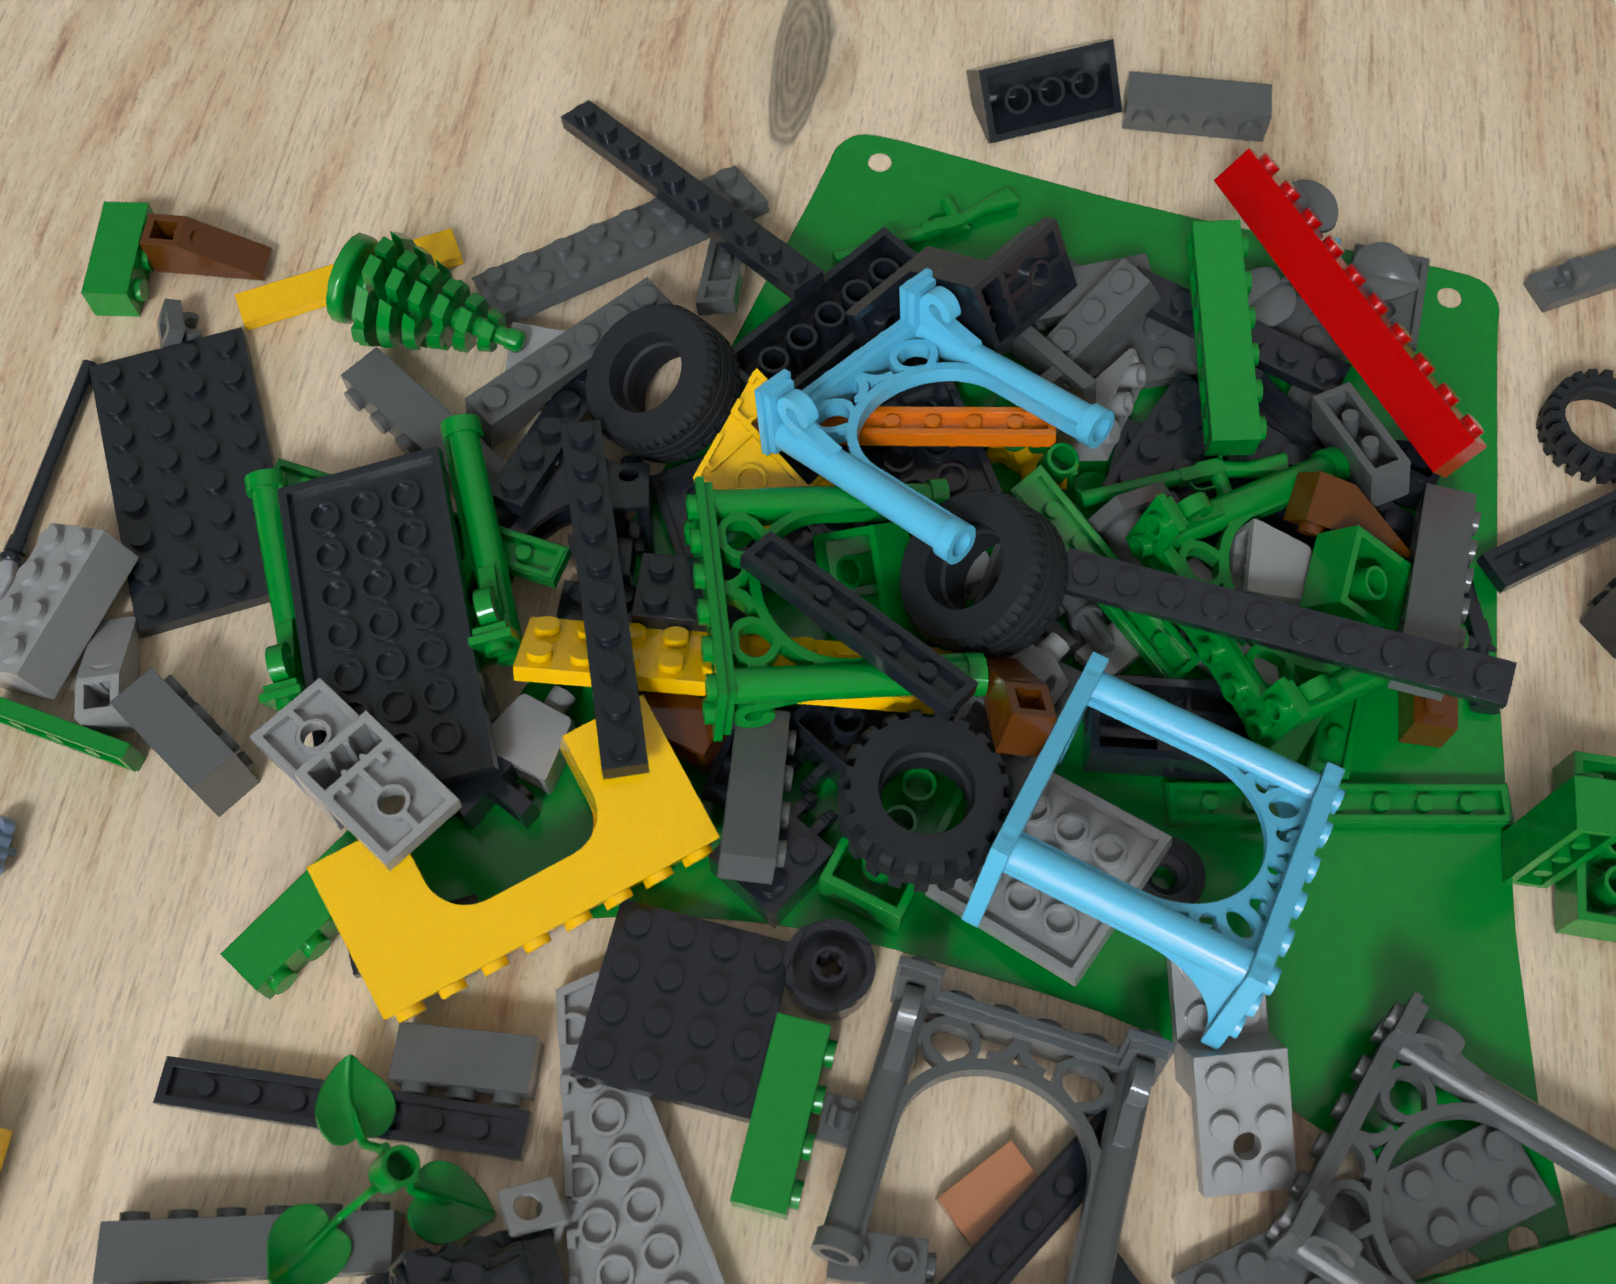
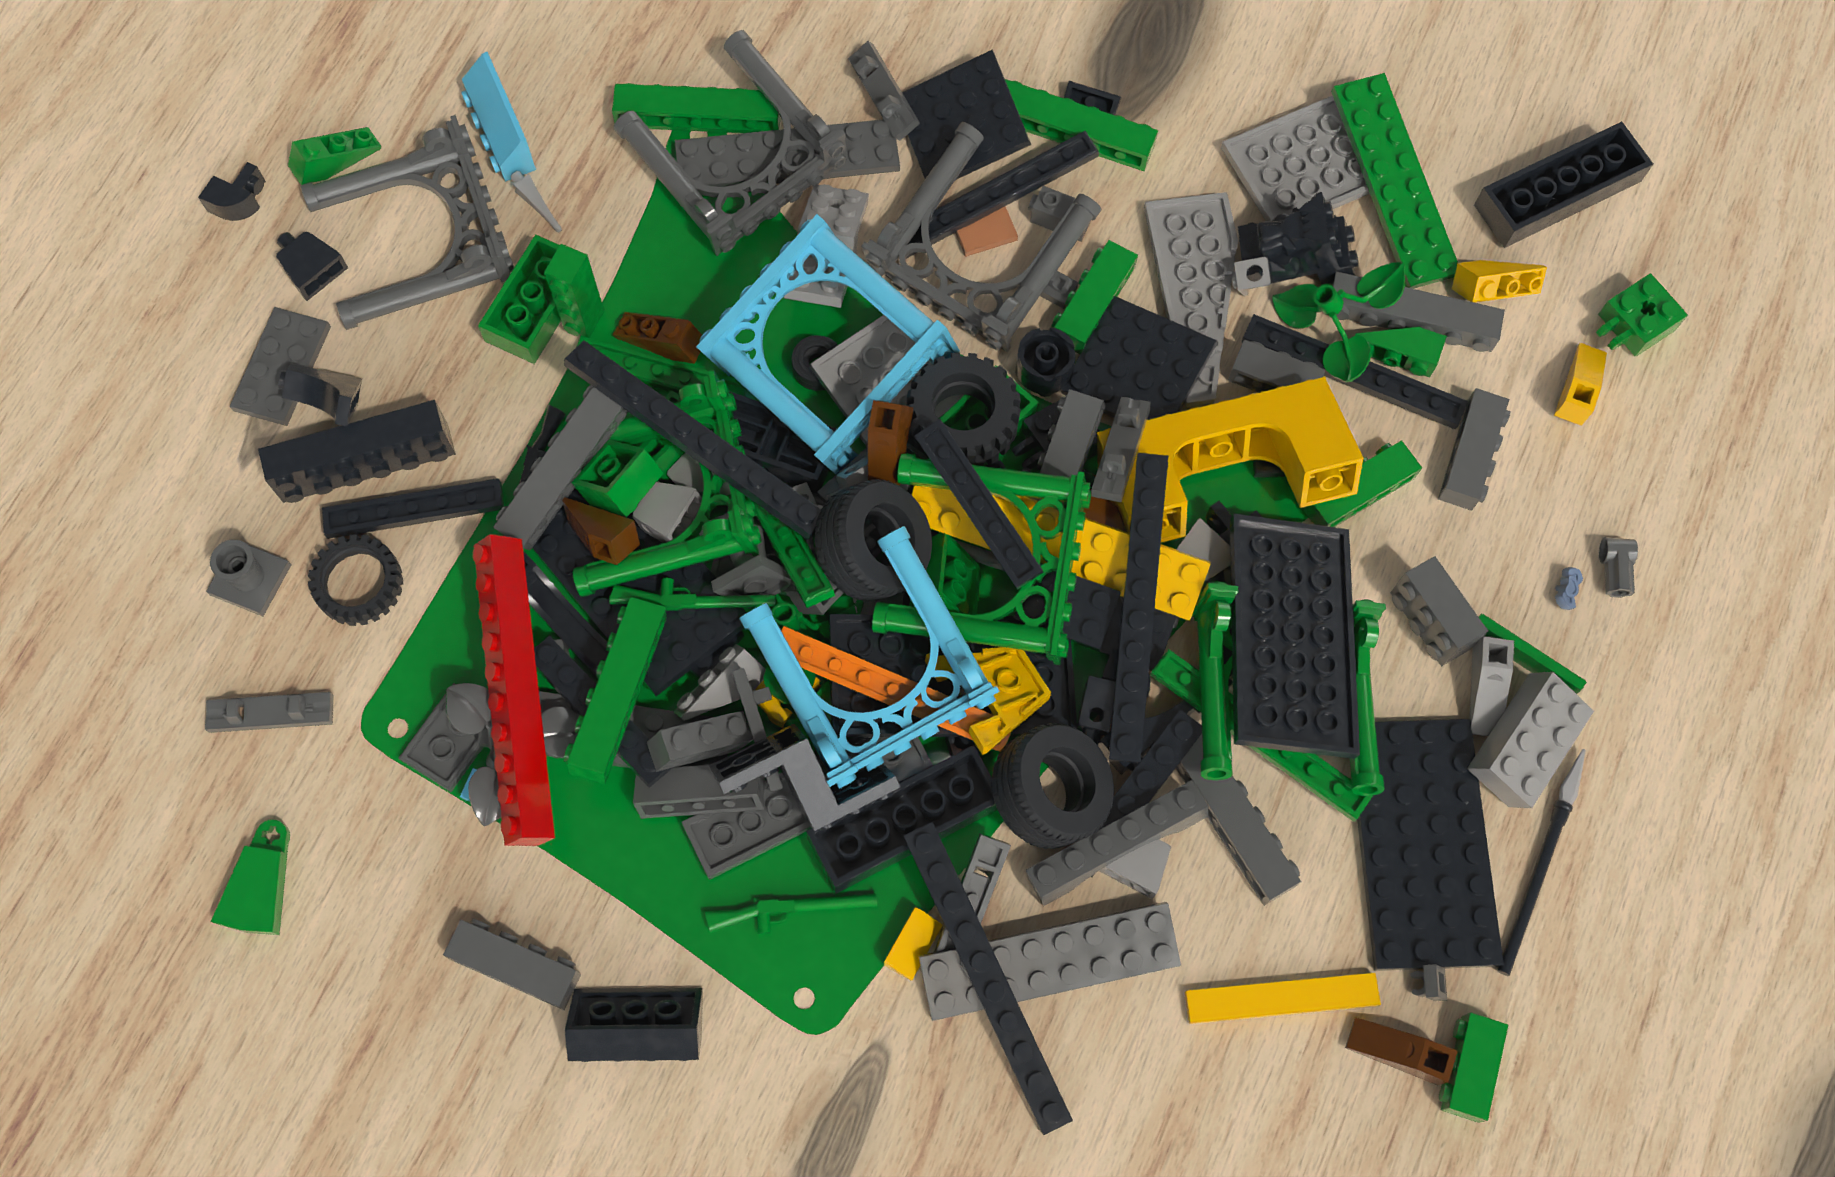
camera: 165 degrees left, 5 degrees up
(139, 1024) = (1474, 450): none -> dark grey brick
(254, 1175) = (1407, 348): none -> green slope
(356, 773) = (1326, 517): light grey bracket -> none
(404, 299) = (1224, 913): green plant -> none
(676, 807) = (1121, 449): none -> dark grey hinge
(785, 216) = (913, 941): none -> yellow slope
(1373, 456) = (557, 583): dark grey brick -> none
(1401, 850) = (660, 335): none -> reddish brown slope
(1499, 113) = (256, 887): none -> green piece

